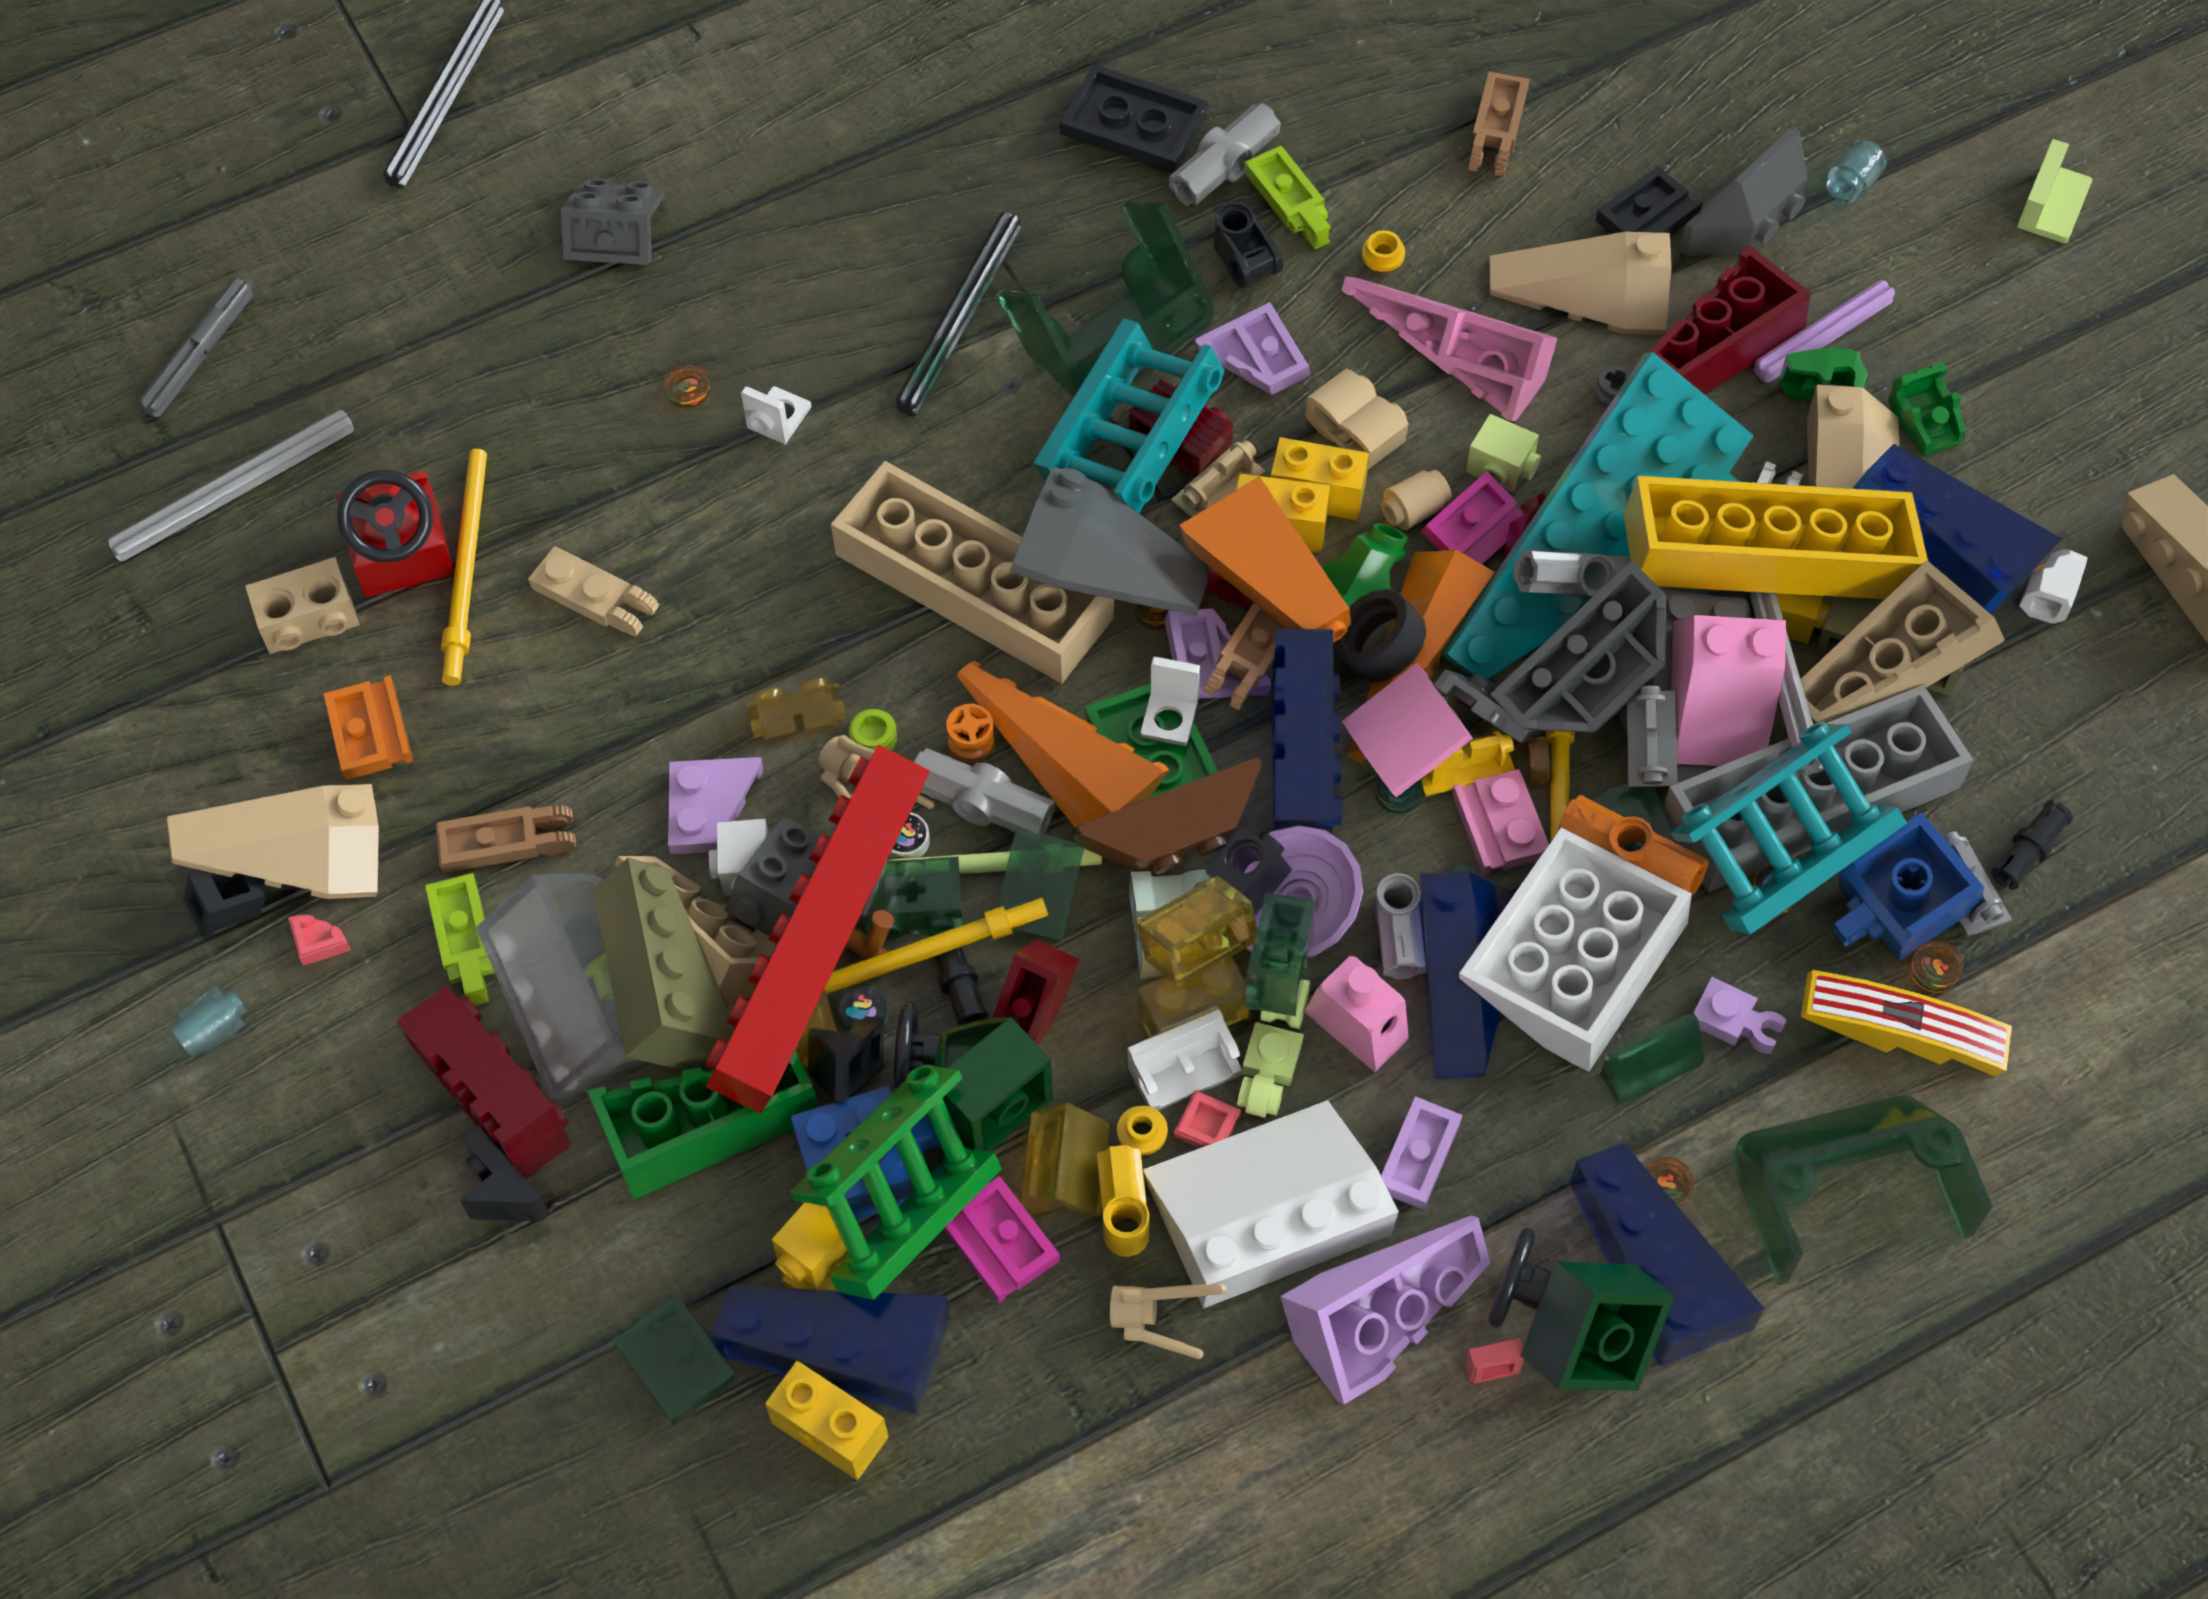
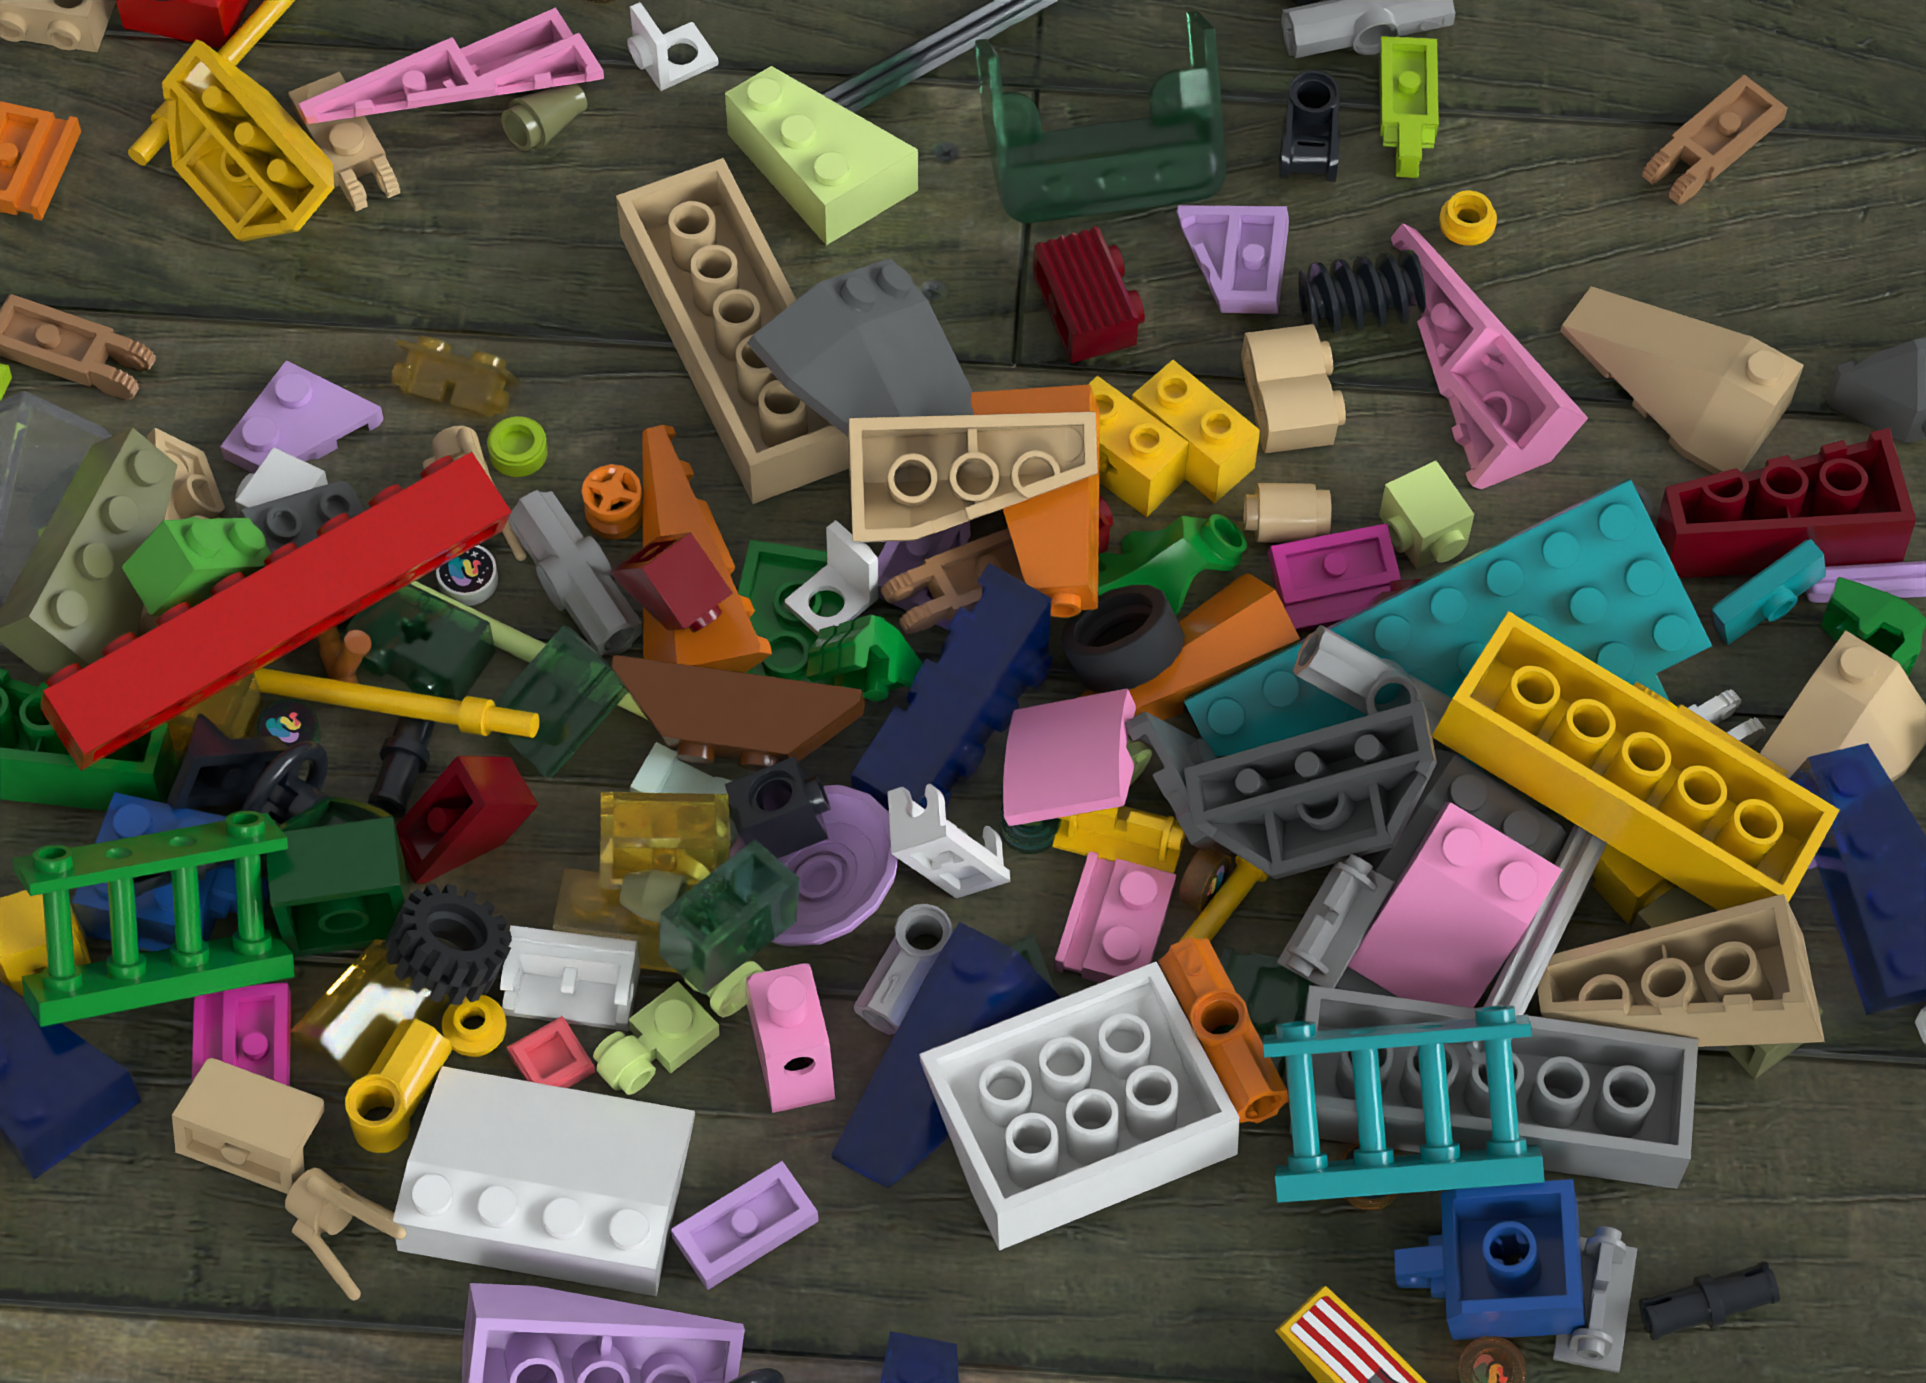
camera: 30 degrees right, 0 degrees up
(532, 635) = (241, 148): none -> yellow wedge
(676, 475) = (515, 60): none -> bright pink wedge
(721, 503) = (540, 116): none -> olive cone
(741, 925) = (192, 556): none -> bright green brick
(932, 427) = (818, 153): none -> yellowish green wedge
(1046, 1286) = (246, 1124): none -> tan panel
(1072, 756) = (674, 582): none -> dark red slope
(1098, 1083) = (436, 965): none -> black tyre
(1110, 385) = (1008, 214): teal fence -> none
(1204, 587) = (947, 470): none -> tan wedge
(1218, 479) = (1115, 365): tan hinge -> none
(1222, 968) = (651, 892): none -> olive hose
(1227, 739) = (864, 656): none -> green hand
(1358, 331) = (1362, 290): none -> black piece
(1372, 833) = (940, 849): none -> white hinge
(1649, 205) = (1817, 326): black plate -> none
(1653, 1058) = (1080, 1278): clear green slope -> none
(1730, 1013) = (1209, 1282): lavender plate -> none
(1751, 385) = (1770, 592): none -> teal plate

